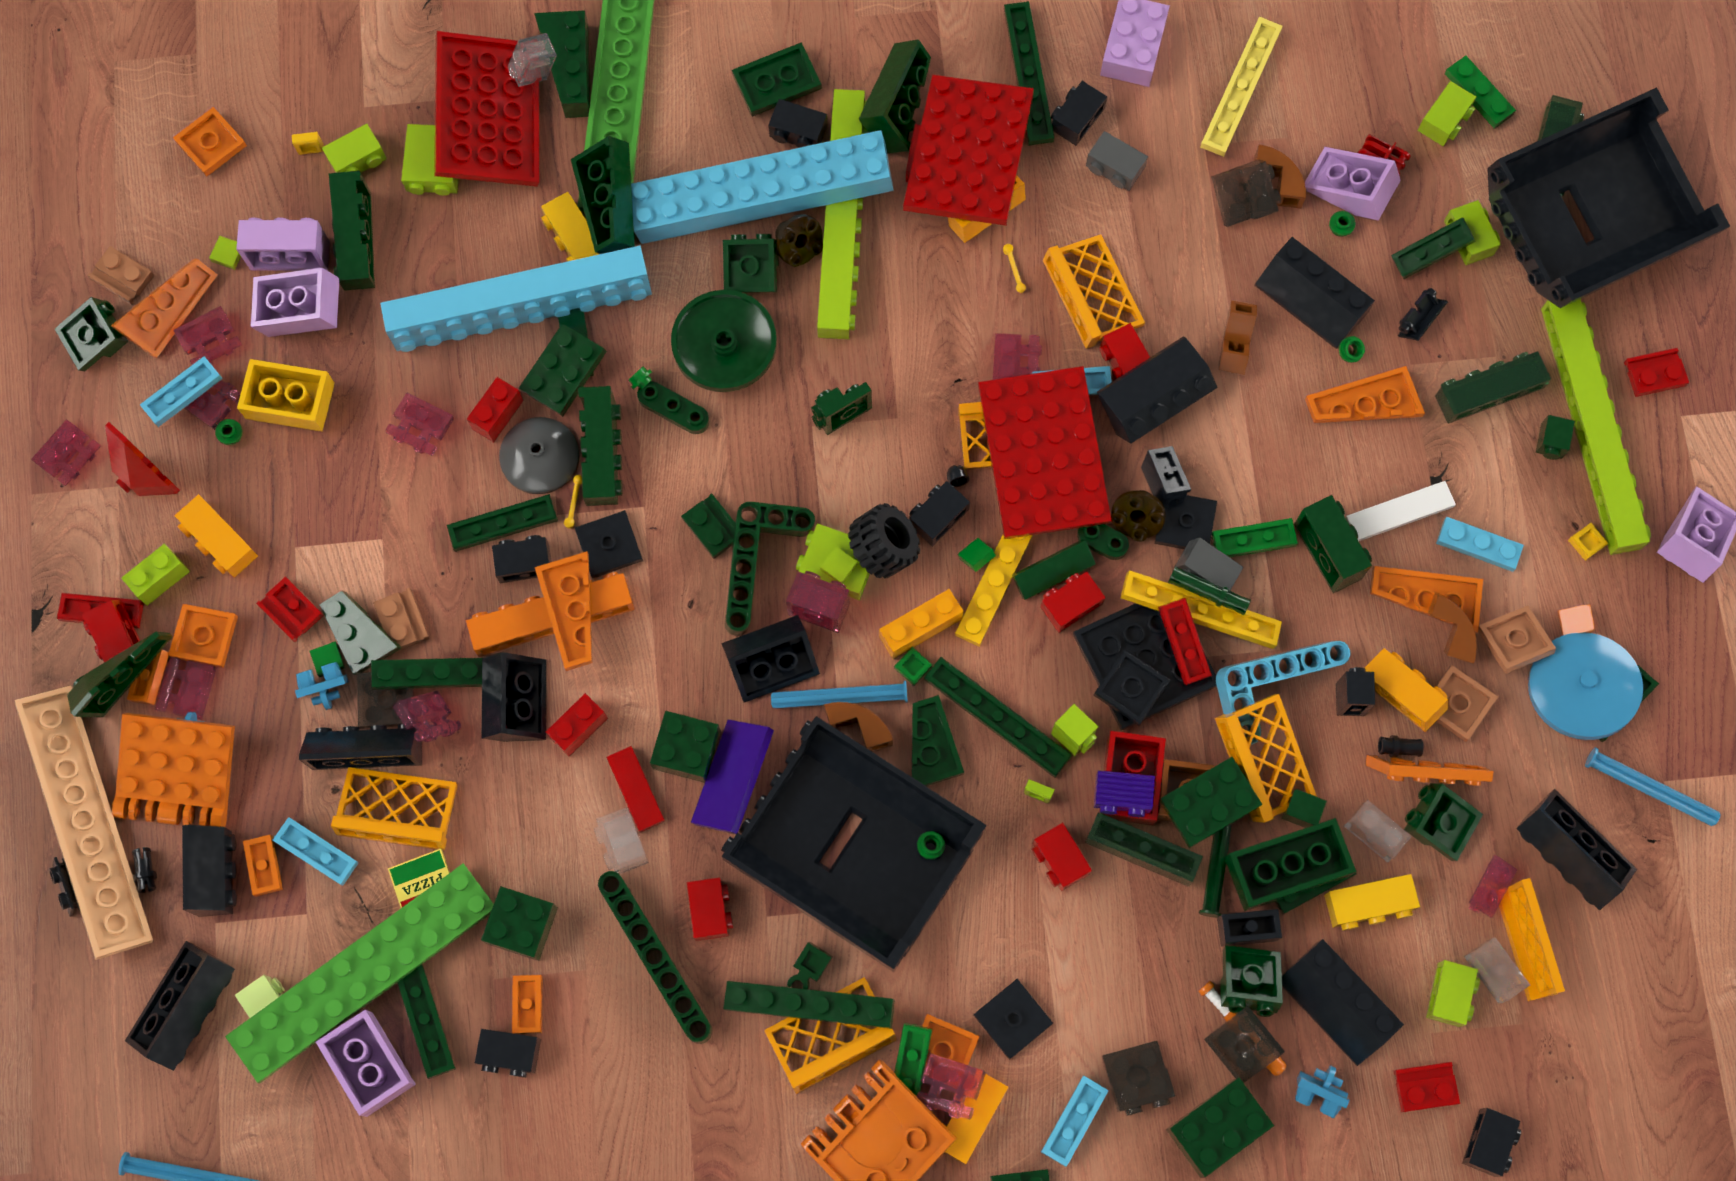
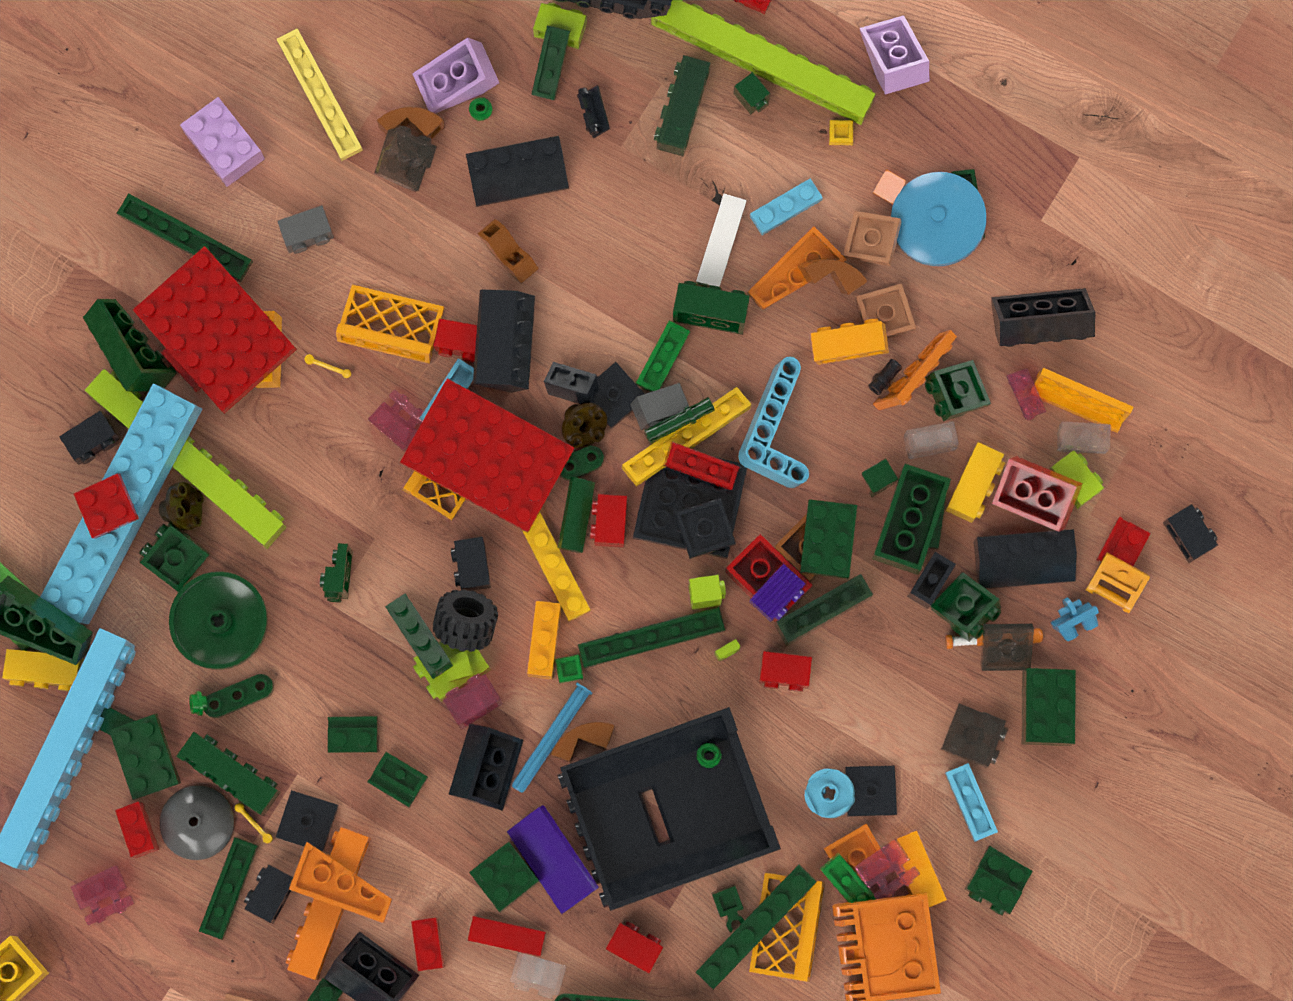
camera: 55 degrees left, 5 degrees up
(702, 592) = (397, 779): none -> dark green plate
(747, 172) = (106, 506): none -> red plate
(749, 555) = (399, 724): dark green beam -> none
(776, 76) = (38, 425): dark green plate -> none
(840, 514) = (419, 636): none -> dark green plate
(933, 745) = (636, 698): dark green wing -> none
(957, 476) = (453, 529): black hinge -> none
(976, 554) = (523, 561): green tile -> none
(987, 996) = (816, 789): none -> medium azure plate
(1078, 112) = (245, 226): black brick -> none
(1216, 873) = (873, 569): dark green axle -> none
(1239, 748) = (807, 490): light orange fence -> none
(1355, 692) = (826, 378): black brick -> none
(1358, 349) = (583, 174): green plate -> none
(1372, 398) = (626, 192): orange wing -> none
(1381, 149) = (449, 38): red arm -> none
(1397, 1105) = (1122, 576): none -> light orange plate
(1409, 964) = (1037, 493): none -> red brick
(1652, 787) = (1039, 232): dark azure axle -> none

